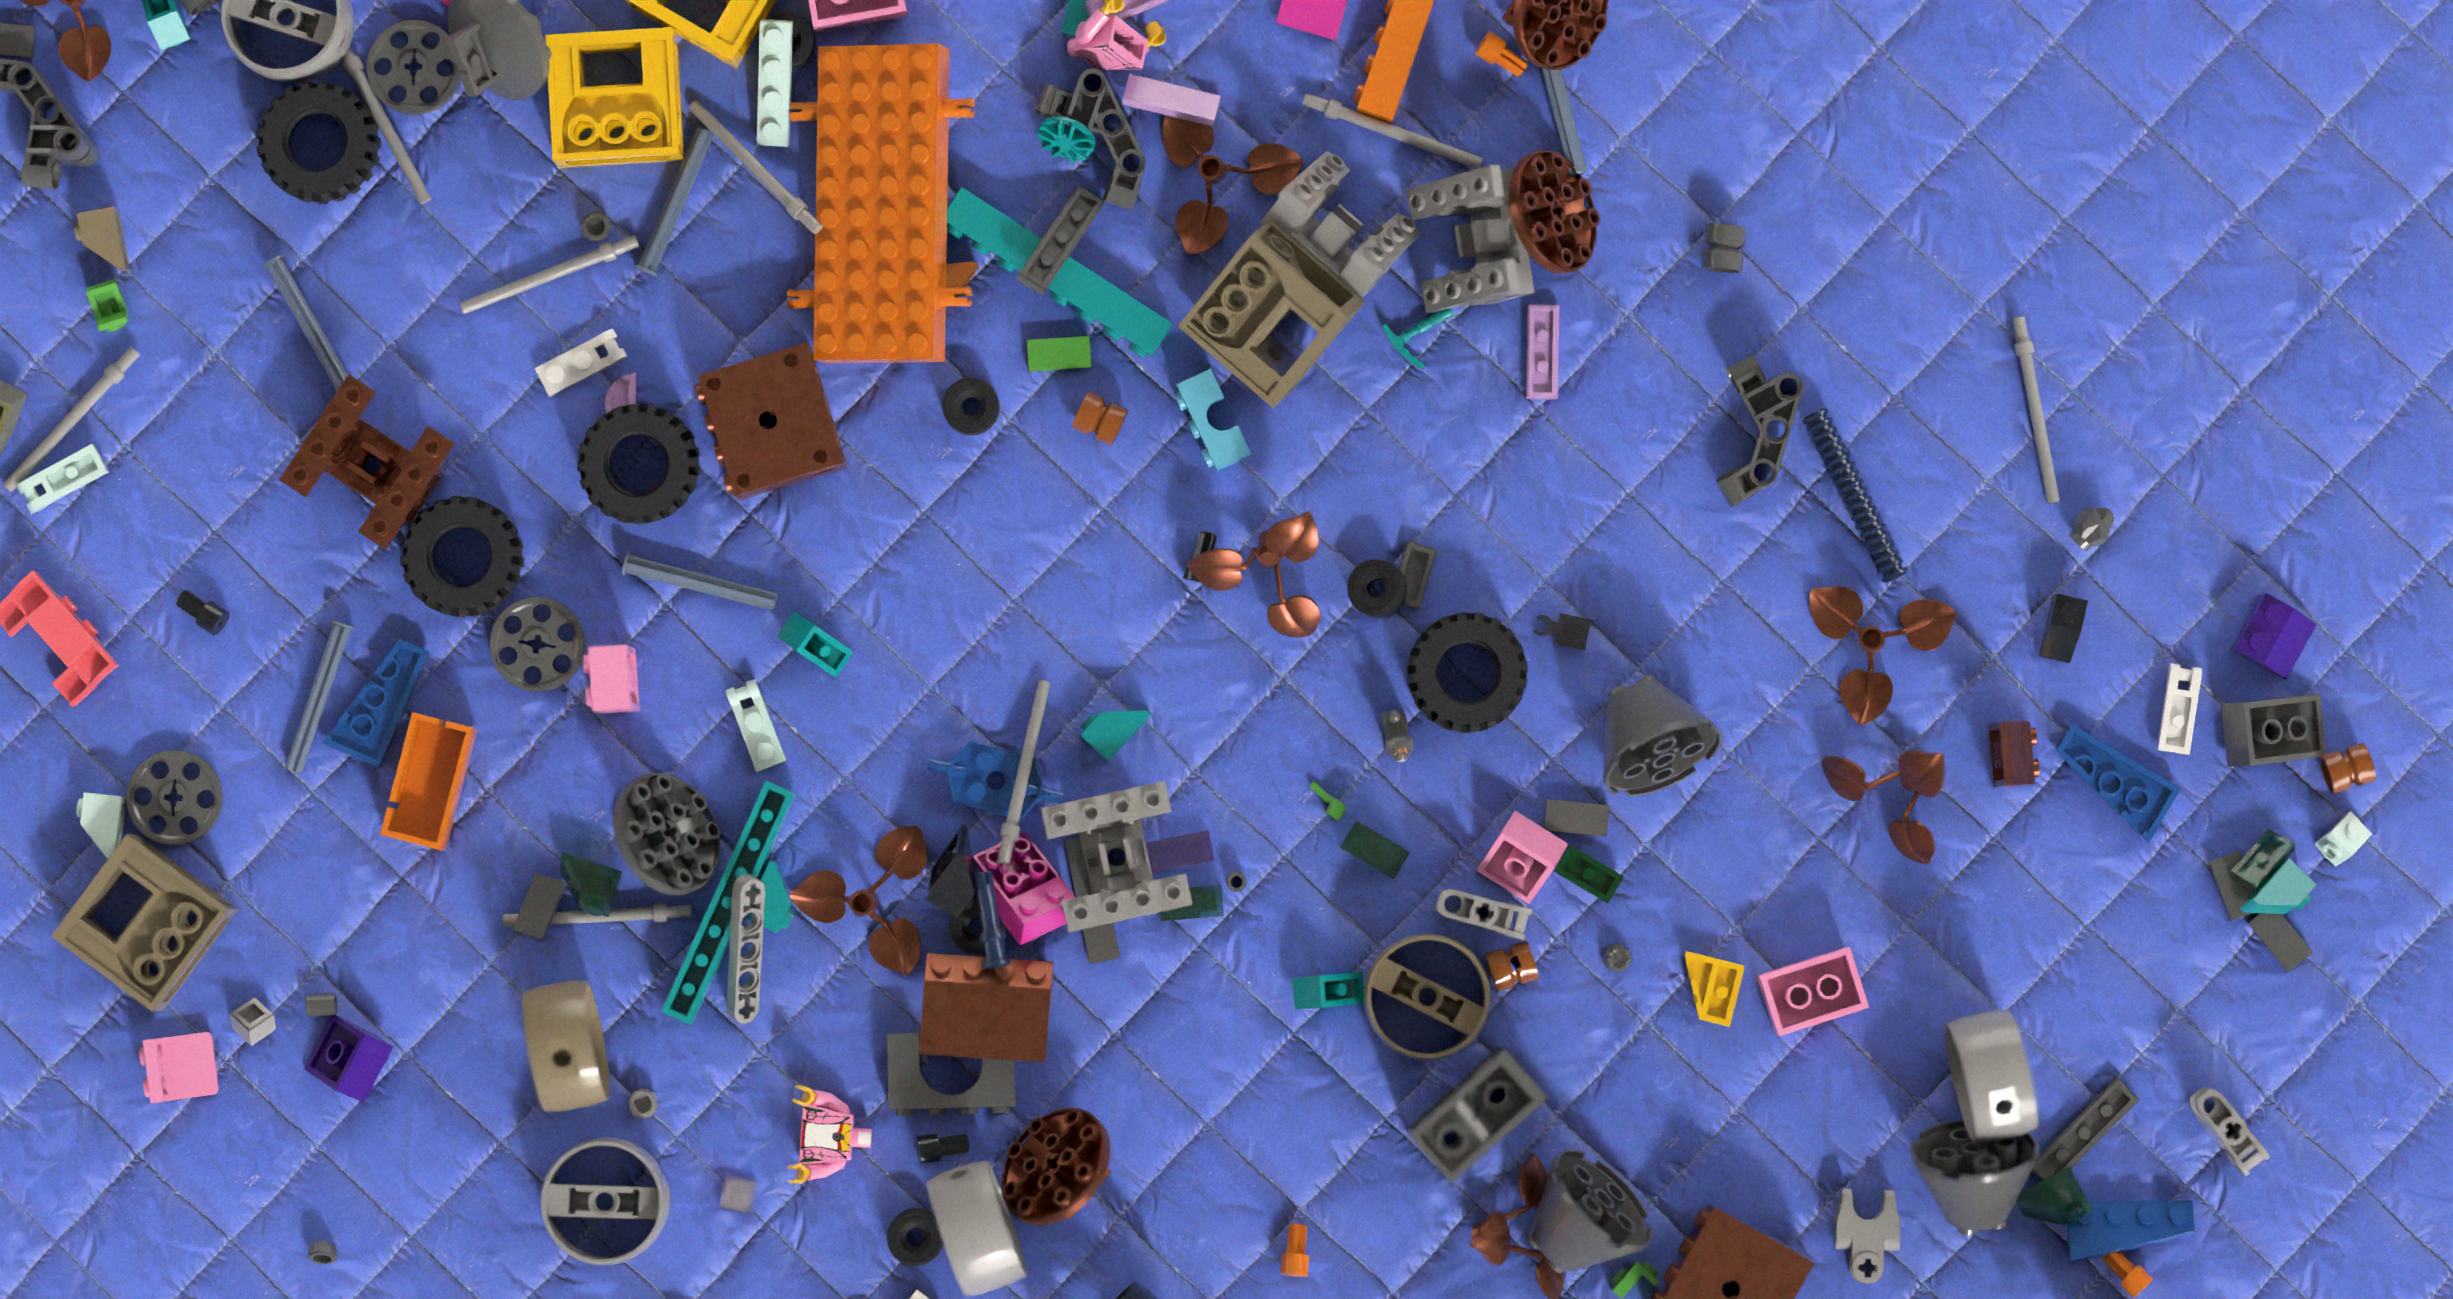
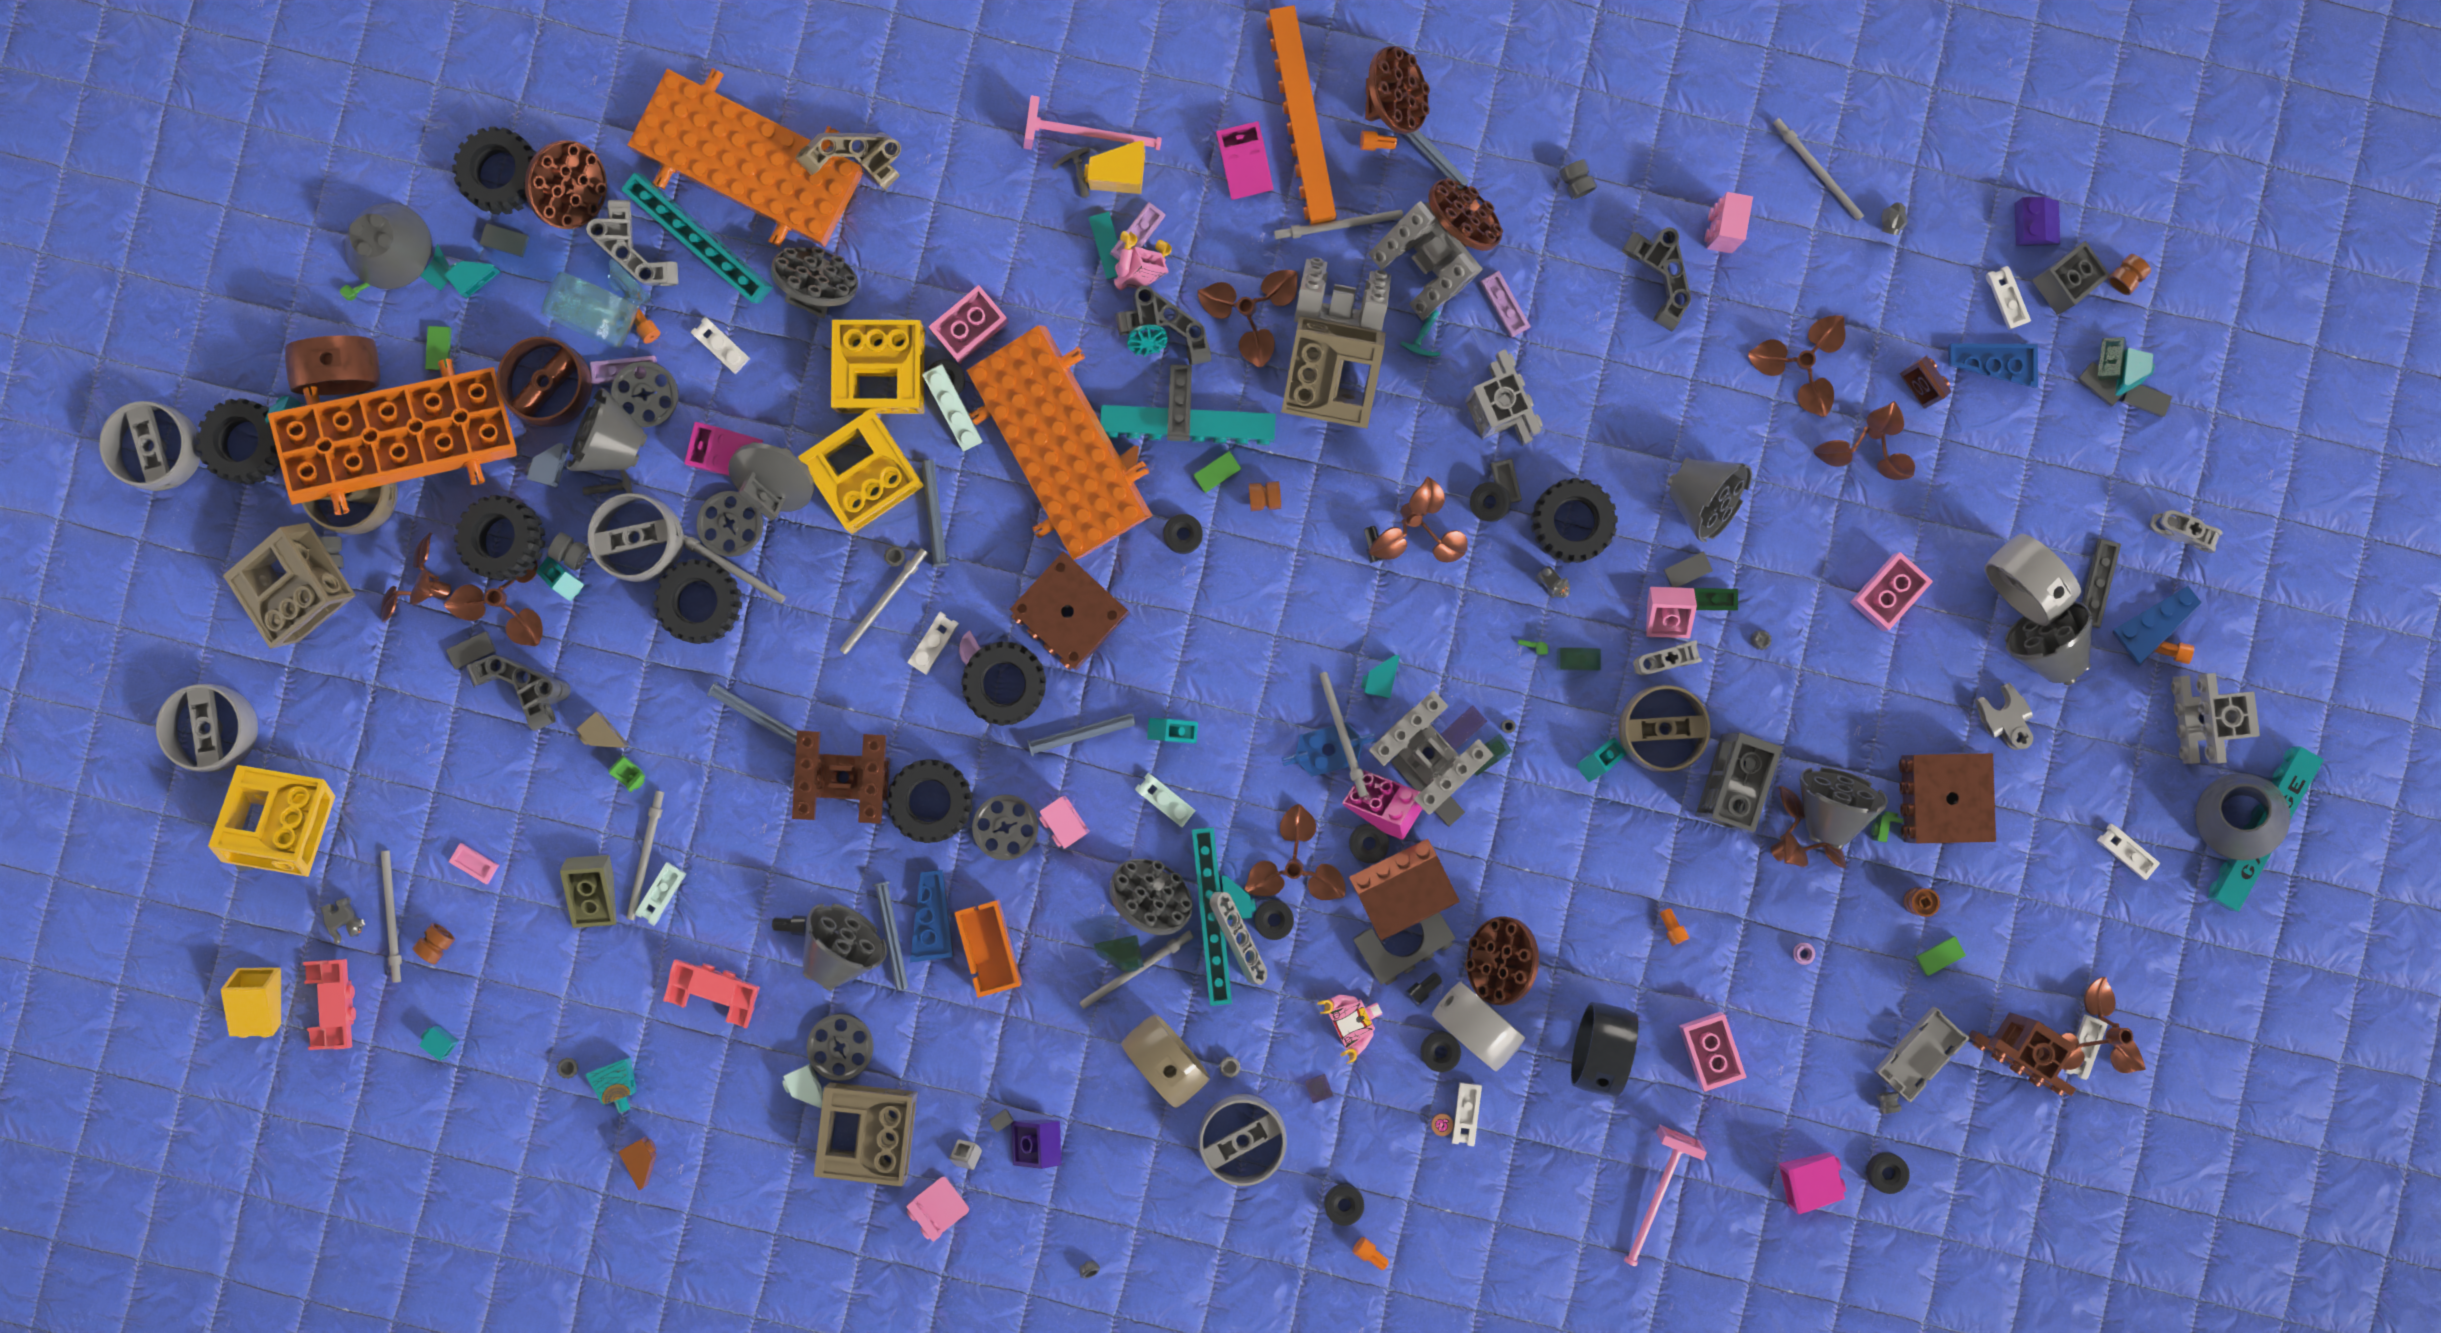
camera: 30 degrees left, 0 degrees up
(247, 671) = (840, 945): none -> dark grey cone
(539, 907) = (1098, 985): dark grey tile -> none
(791, 965) = (1274, 932): none -> black tyre
(794, 206) = (1009, 473): light grey bar -> none
(951, 877) = (1337, 822): black slope -> none
(992, 935) = (1383, 843): dark blue pin -> none
(1171, 100) = (1196, 281): lavender tile -> none
(1221, 447) = (1346, 471): medium azure arch -> none
(1473, 460) = (1503, 403): none -> light grey piece
(1501, 971) = (1697, 686): dark orange wheel -> none
(1568, 631) = (1617, 461): clear smoke plate -> none
(1714, 987) = (1829, 623): yellow wing -> none
(1854, 495) = (1742, 282): dark blue piece -> none
(1877, 412) = (1728, 222): none -> bright pink brick
(2055, 1199) = (2110, 631): slope -> none
(2063, 627) = (1911, 288): black slope -> none
(2343, 839) = (2151, 319): light aqua bracket -> none

